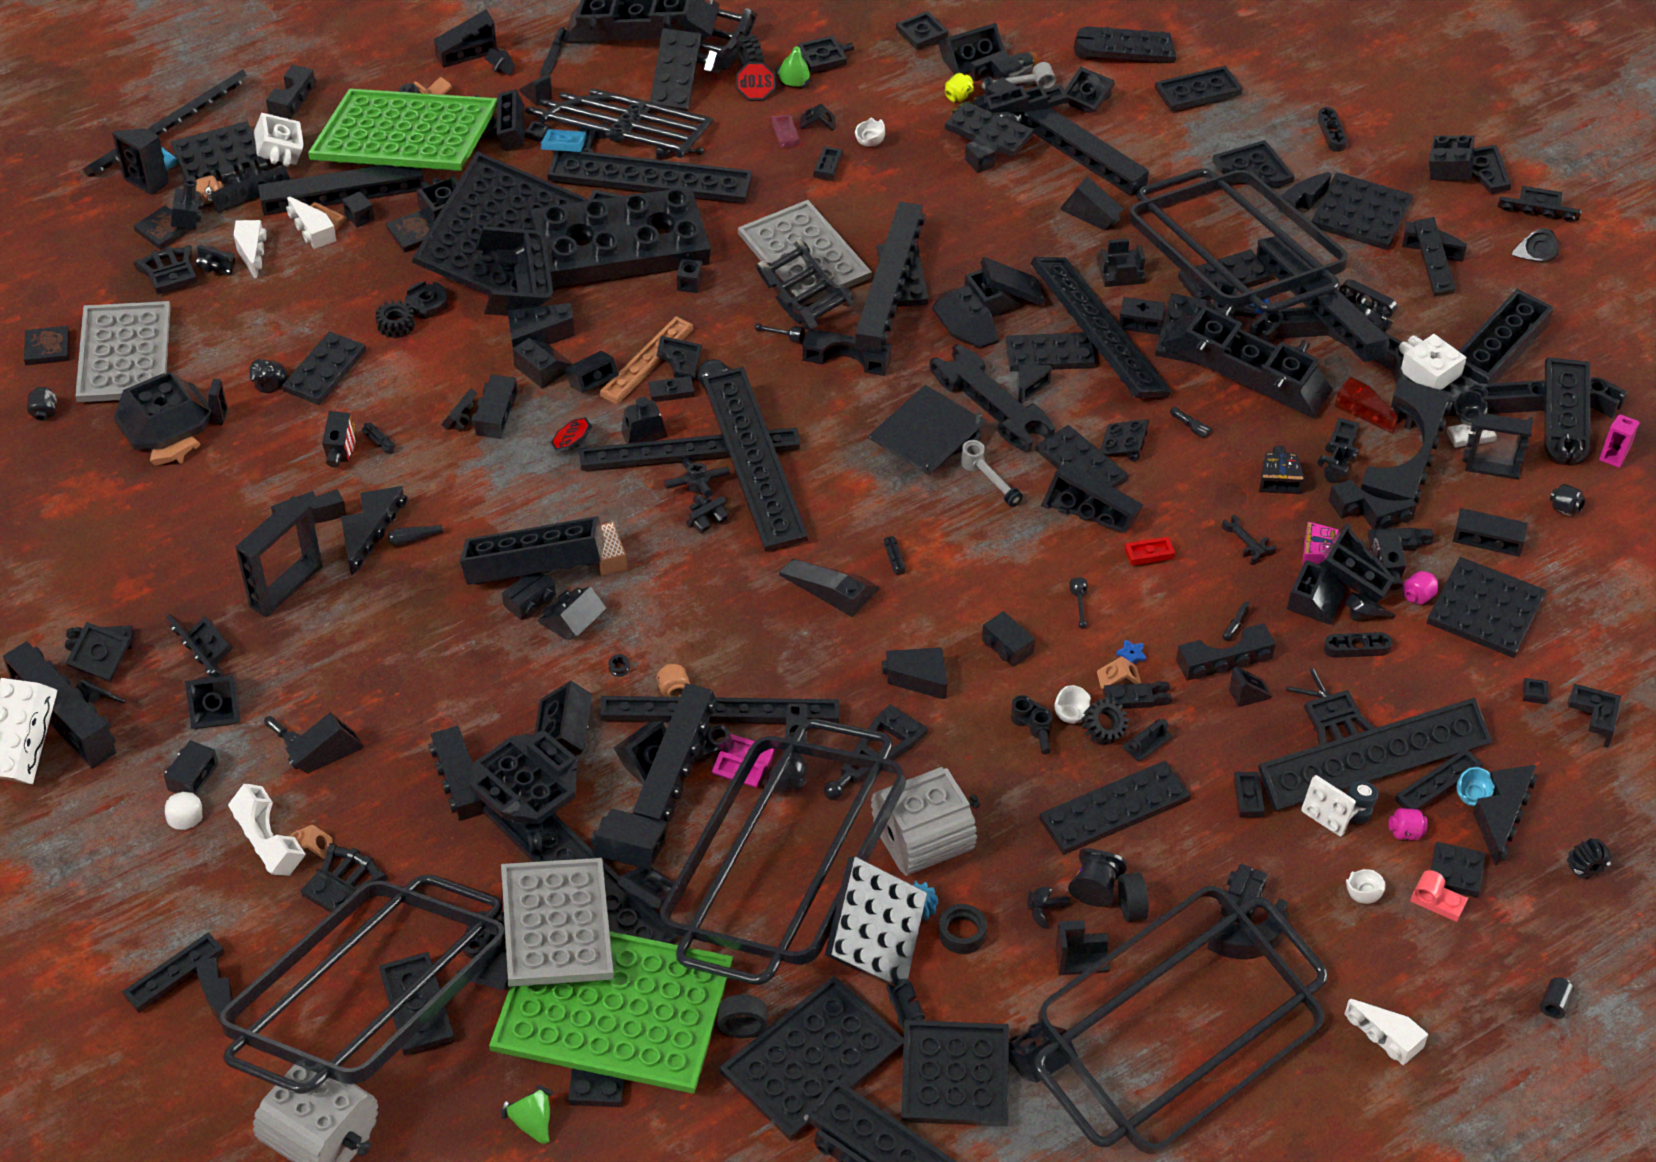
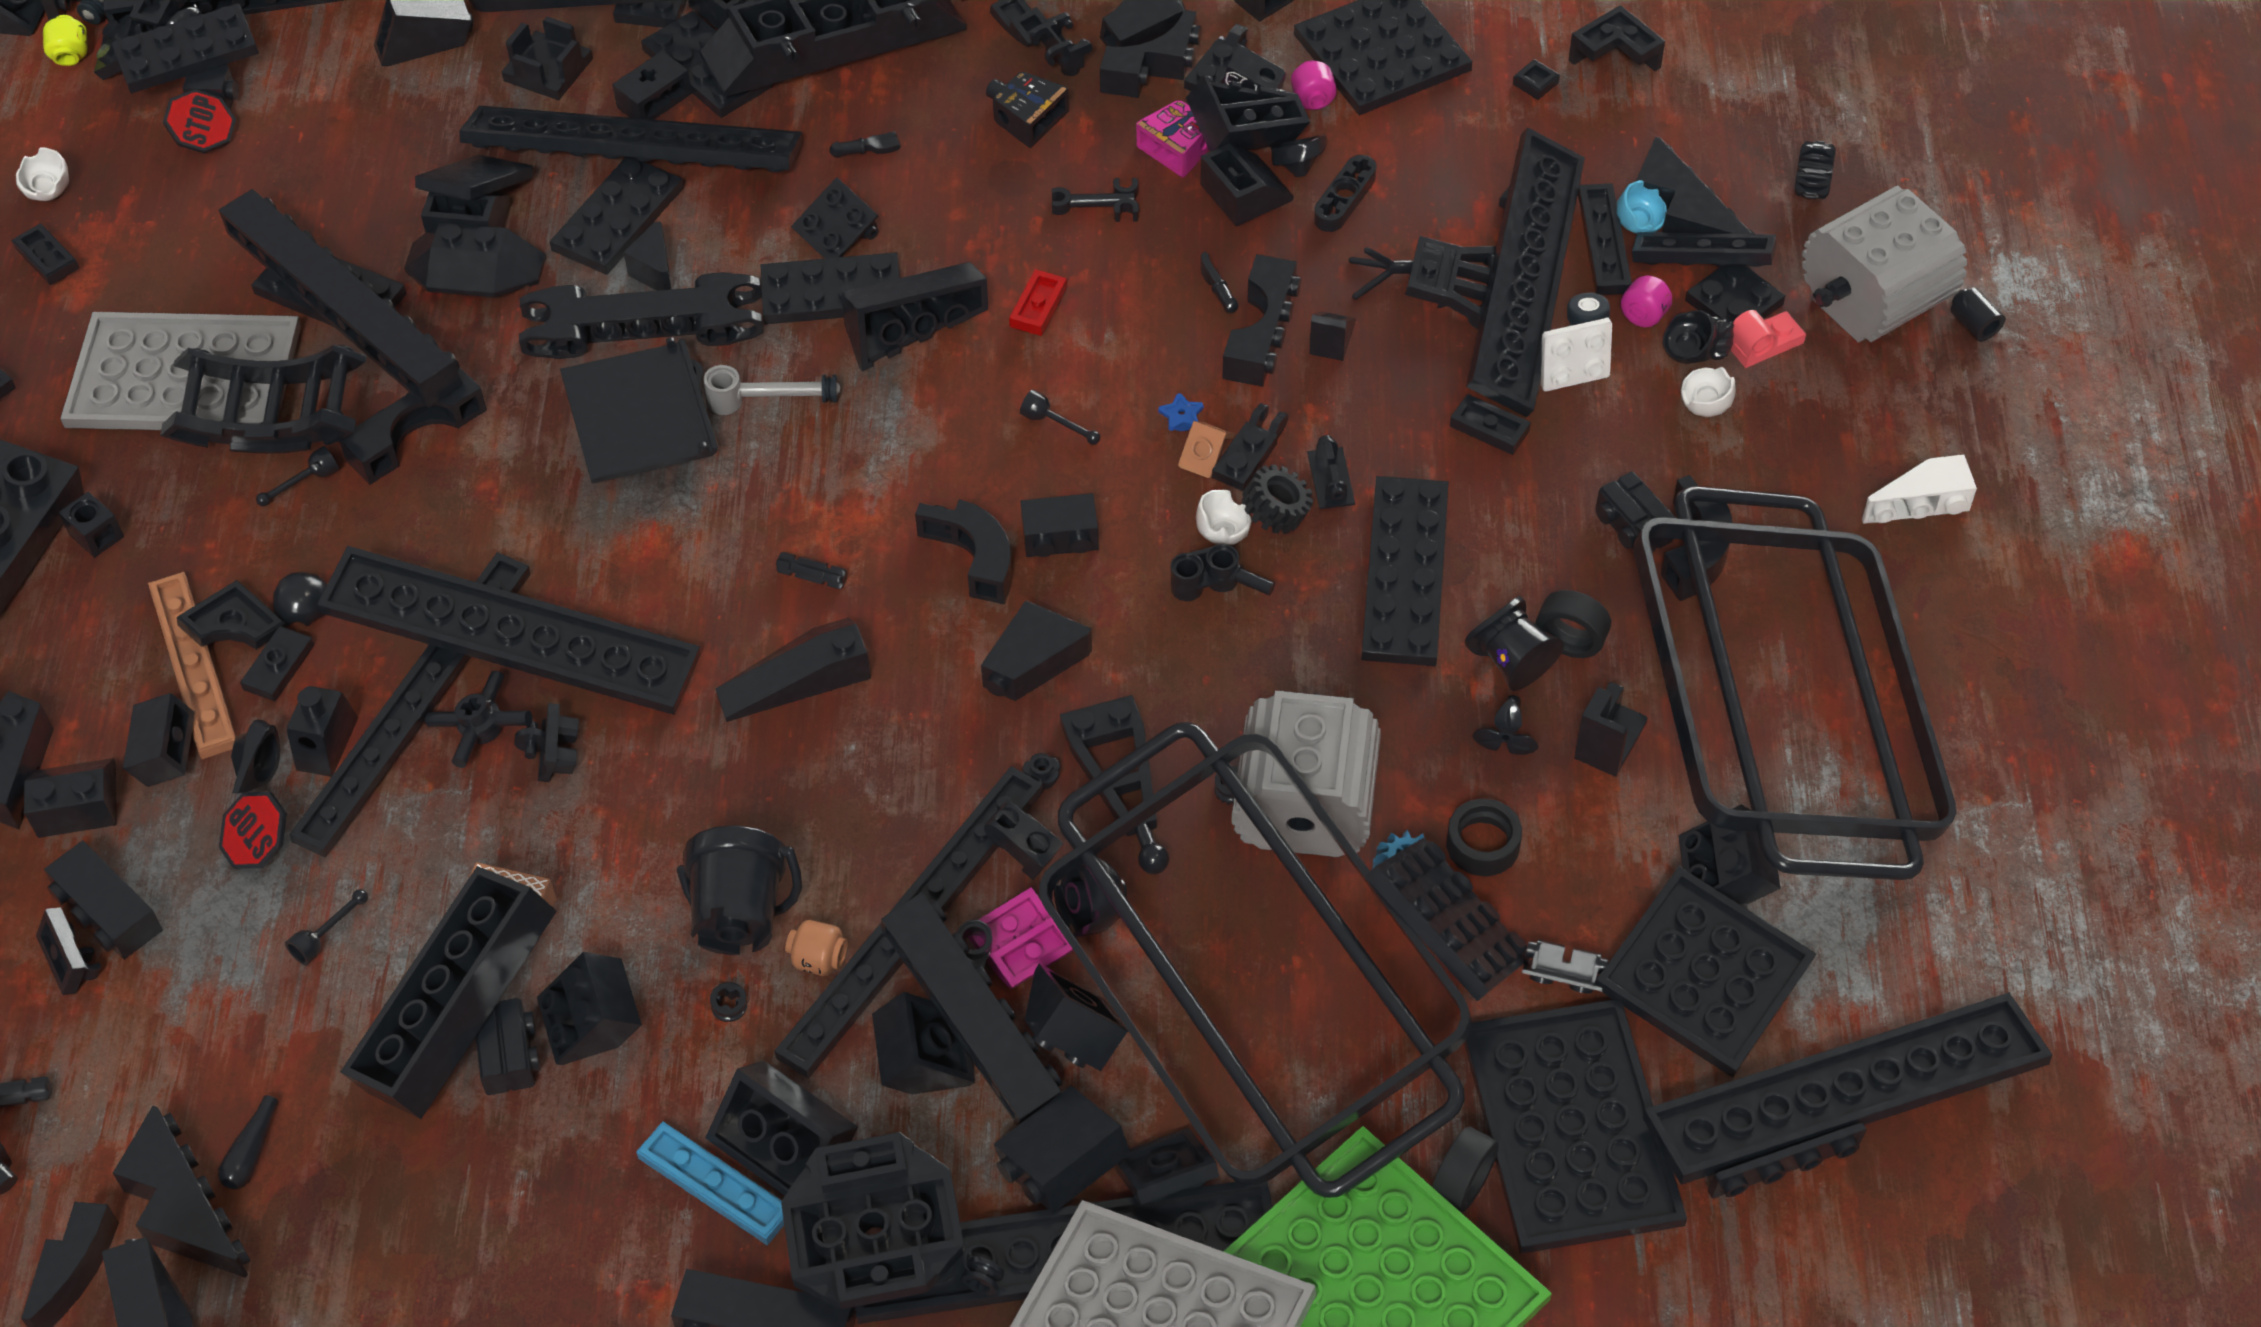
camera: 55 degrees left, 5 degrees up
(519, 706) = (713, 1182): none -> dark azure tile
(529, 491) = (306, 944): none -> black hinge
(607, 411) = (255, 756): none -> black piece
(671, 625) = (733, 886): none -> black piece
(700, 798) = (1072, 1020): none -> black slope
(852, 720) = (1048, 776): none -> black plate
(955, 164) = (199, 121): none -> piece
(964, 621) = (978, 534): none -> black arch
(1401, 862) = (1698, 337): none -> black hair
(1472, 832) = (1704, 248): none -> black plate
(1533, 921) = (1883, 264): none -> light grey piece

